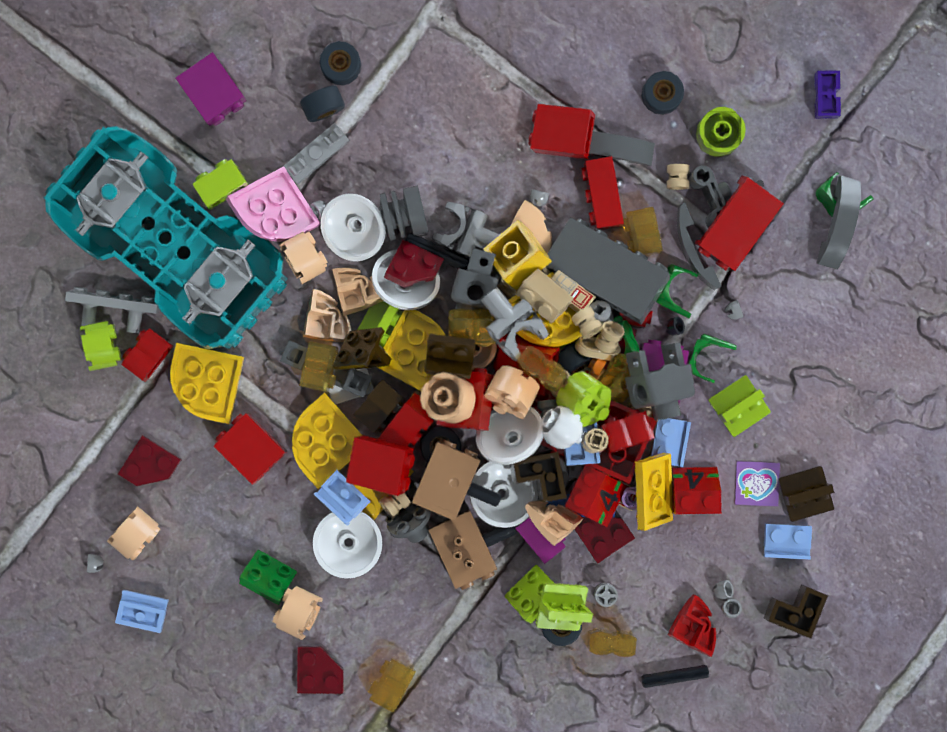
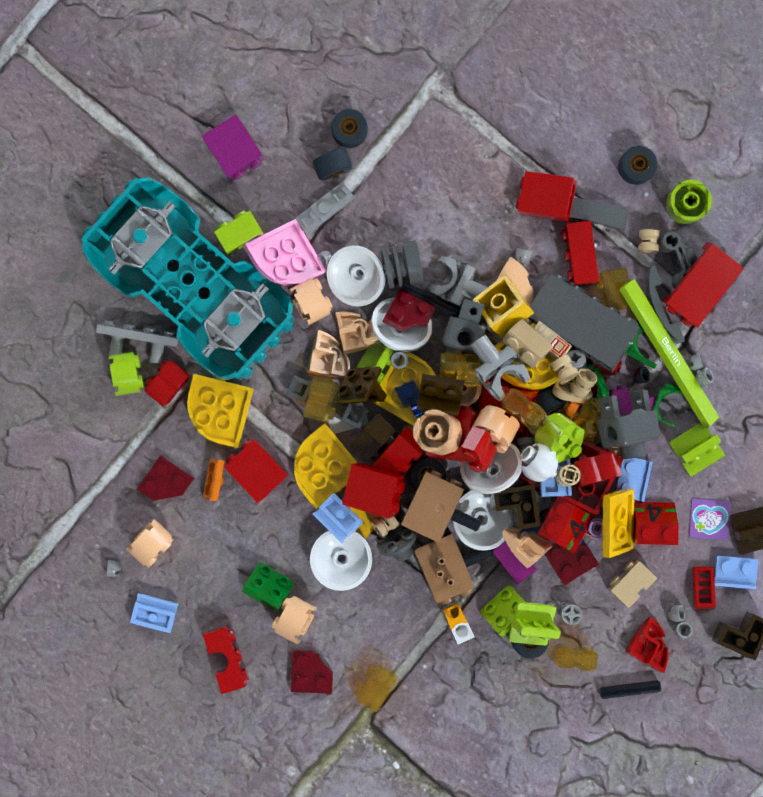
camera: 10 degrees right, 0 degrees up
(203, 460) = (213, 479): none -> orange plate
(219, 639) = (222, 641): none -> red arch
(401, 317) = (396, 358): none -> light grey hinge
(415, 359) = (408, 395): none -> clear blue plate
(481, 610) = (458, 623): none -> leg
(494, 415) = (478, 449): none -> red brick
(671, 556) = (631, 582): none -> tan brick
(704, 301) = (669, 353): none -> lime tile
(744, 561) = (711, 588): none -> red slope
(745, 326) = (704, 377): none -> light grey plate

